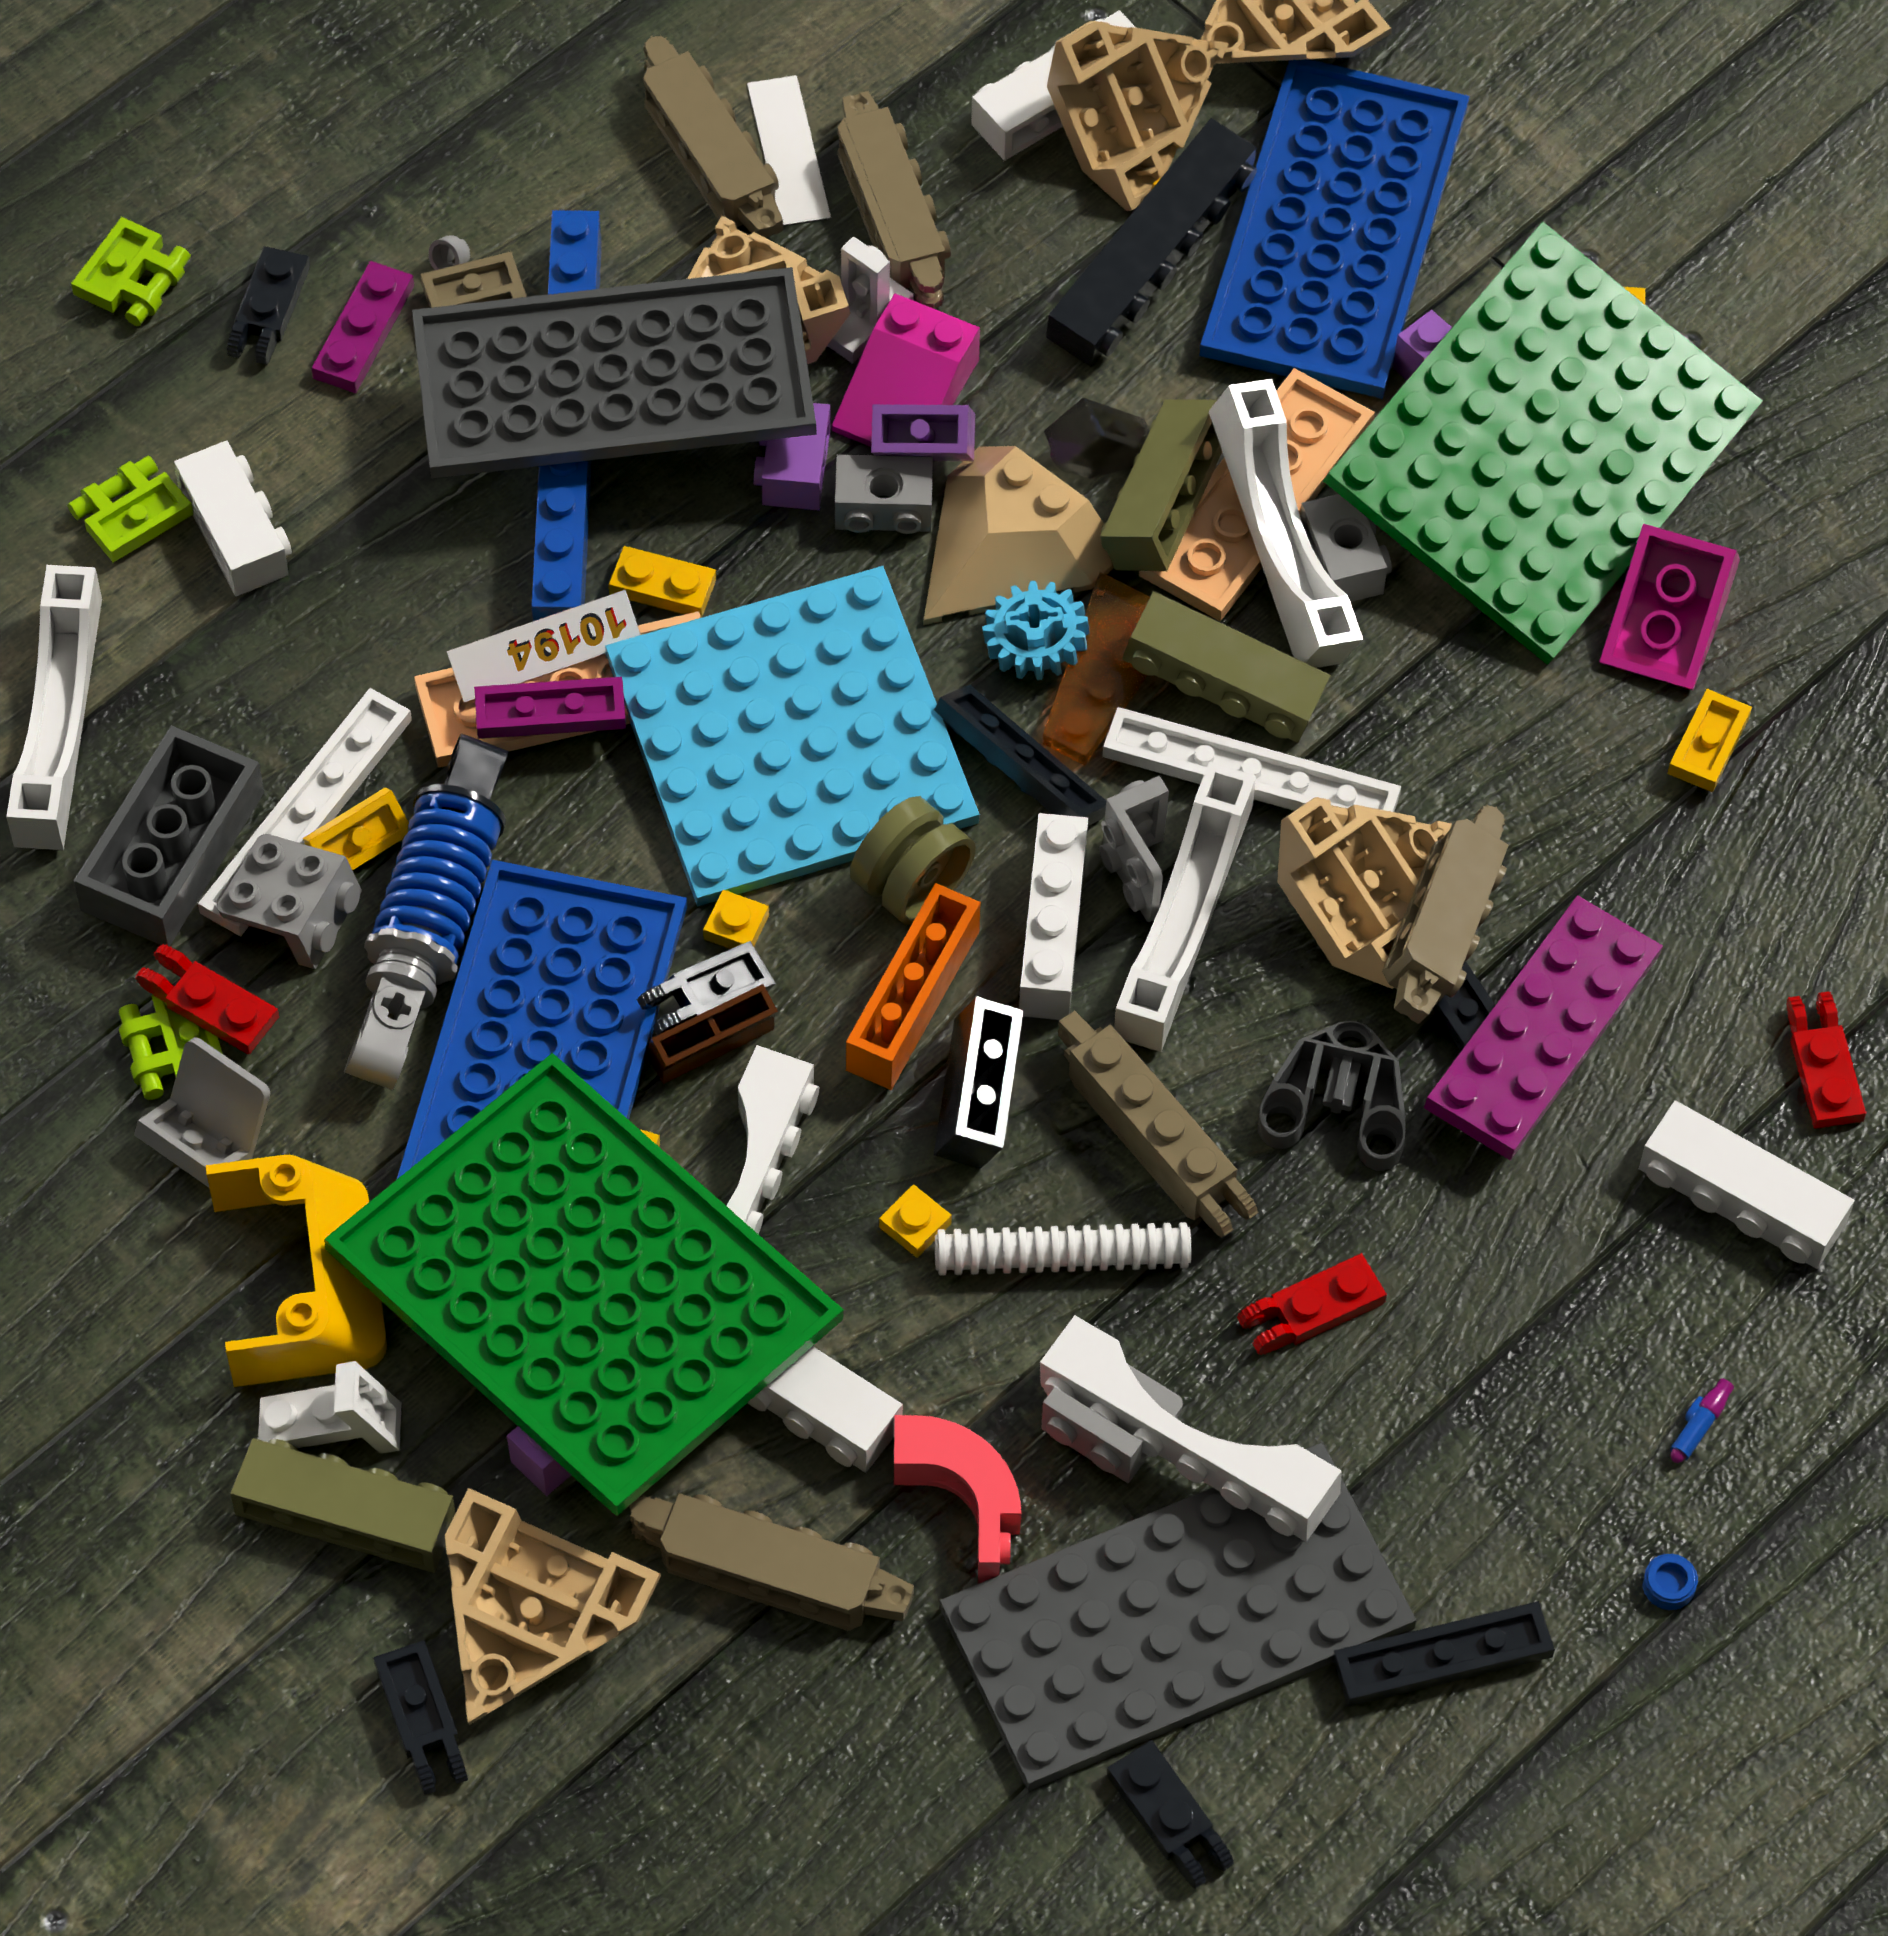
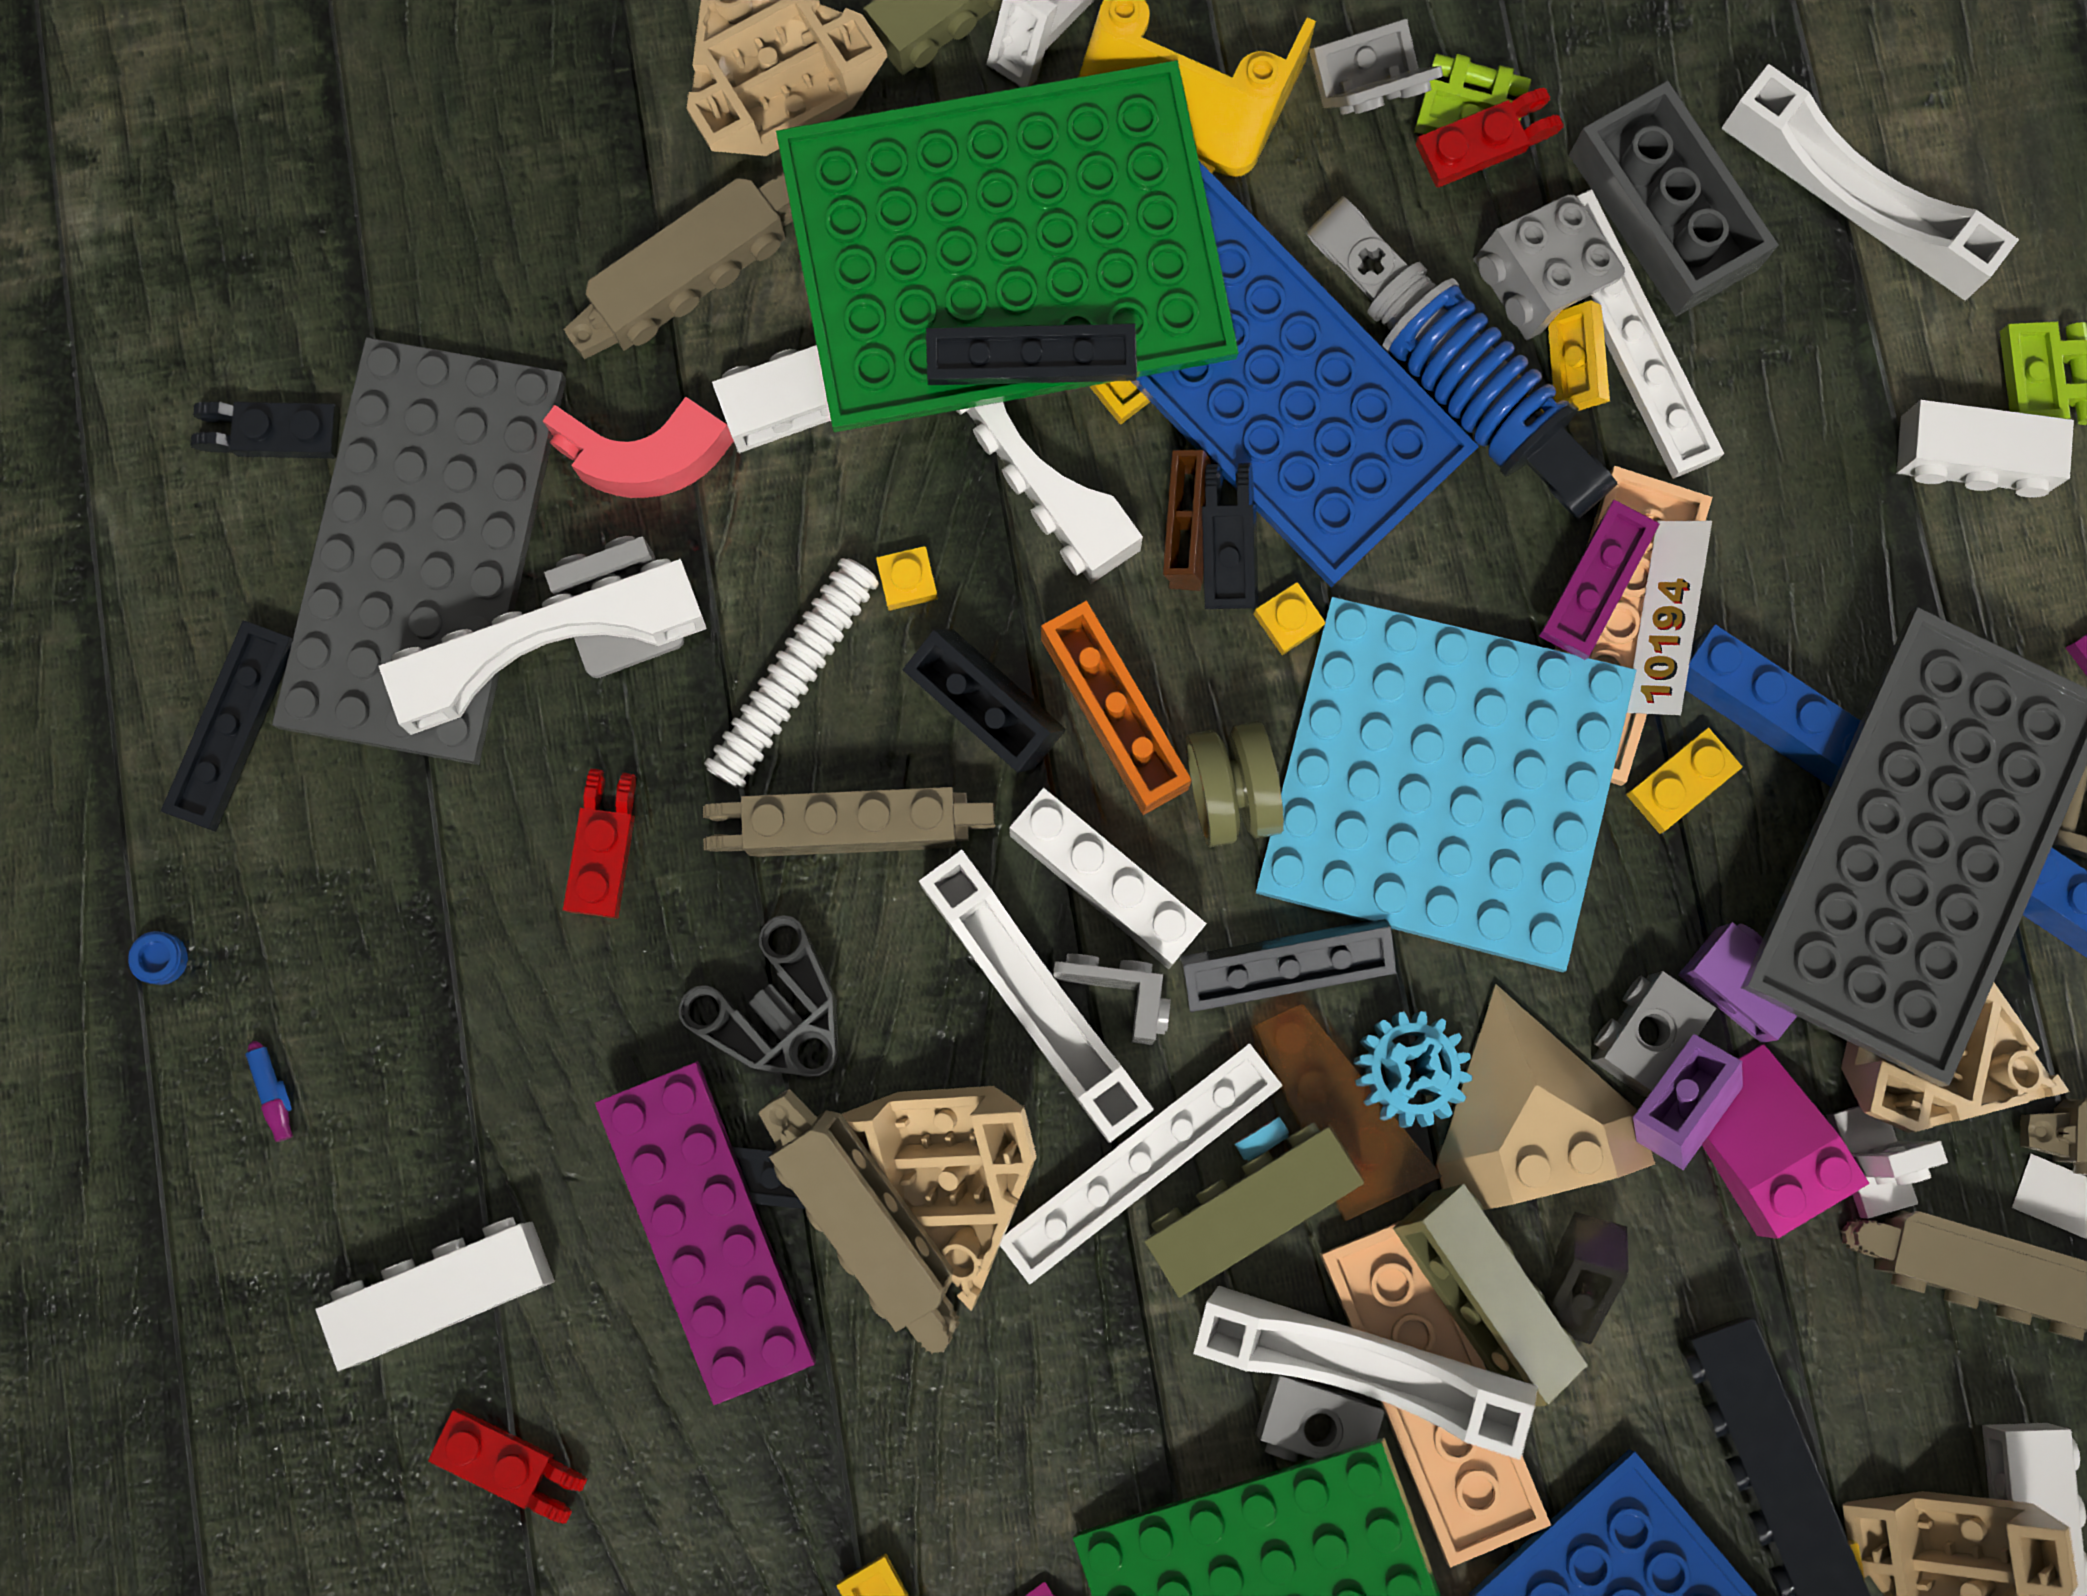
camera: 125 degrees right, 20 degrees up
(675, 1187) = (1031, 354): none -> black plate
(1167, 699) = (1262, 1139): none -> medium azure tile

